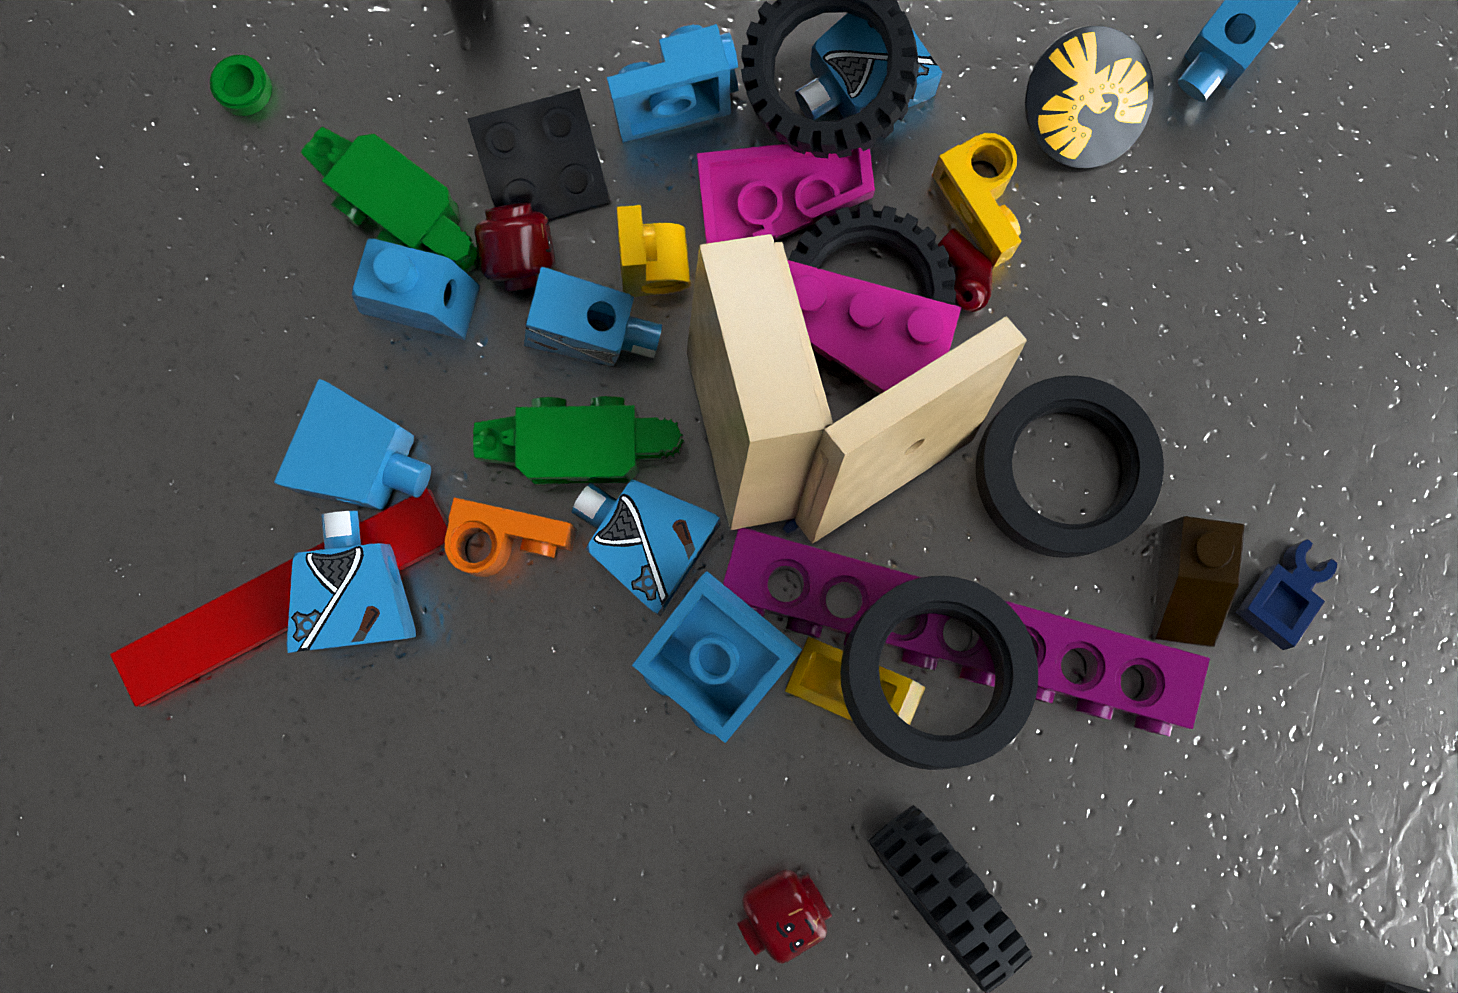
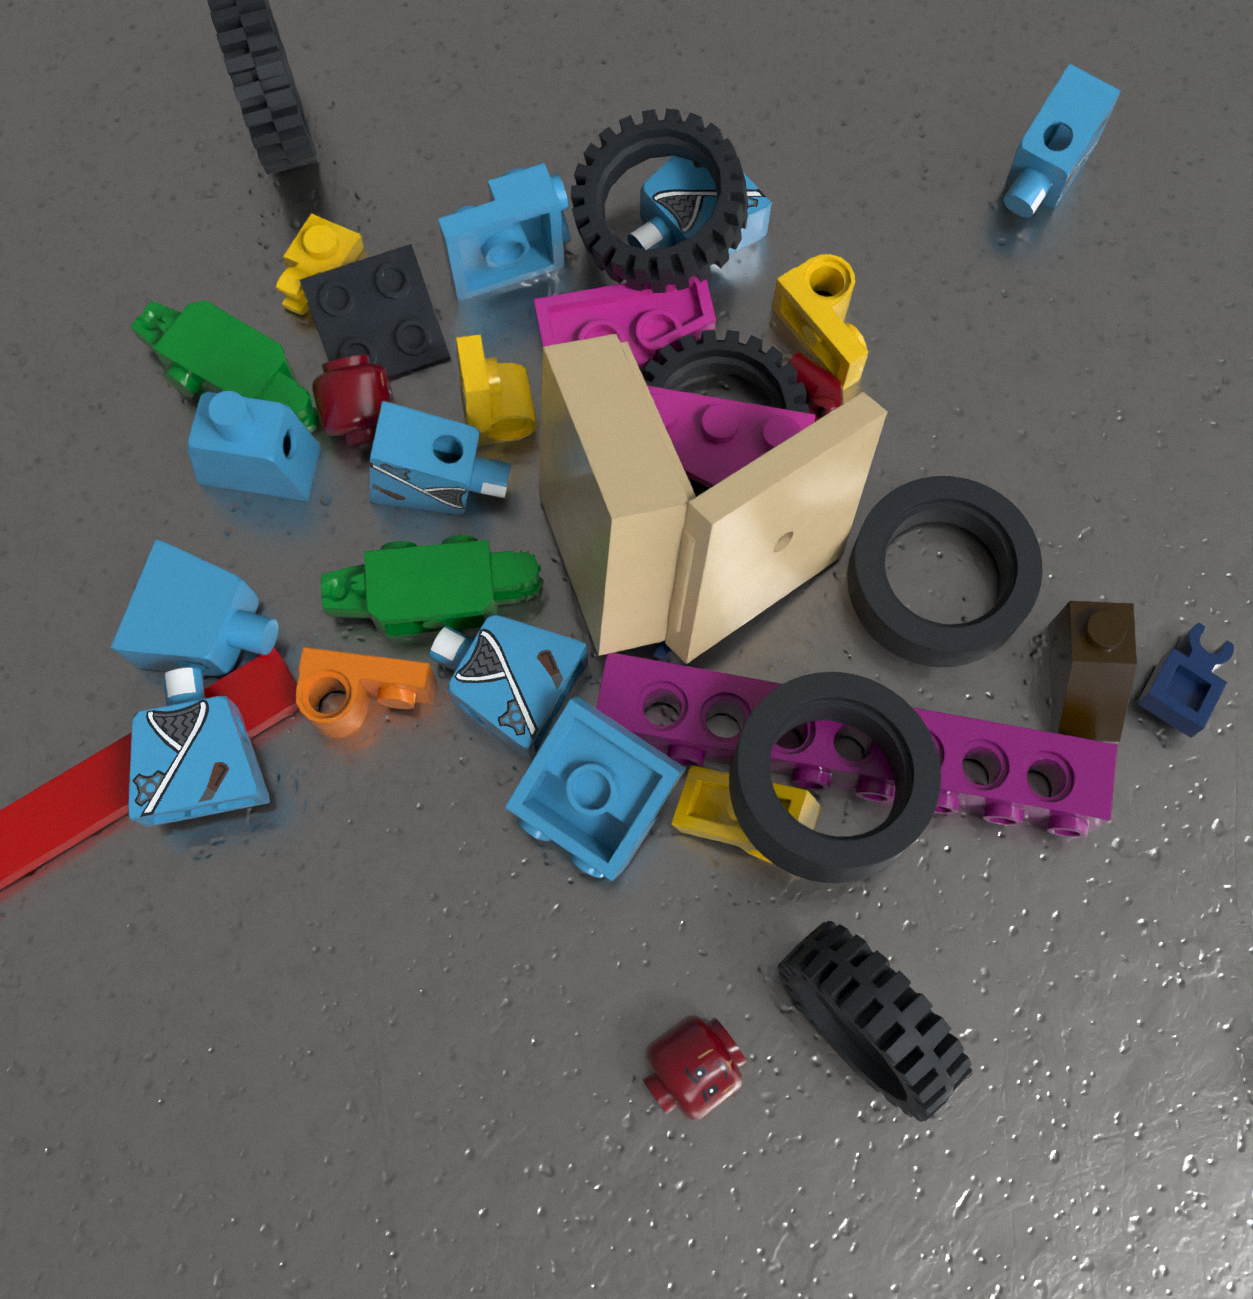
camera: 10 degrees left, 10 degrees down
(240, 85) = (68, 274): green tile -> none
(485, 85) = (314, 250): none -> yellow plate
(1089, 96) = (918, 219): shield -> none

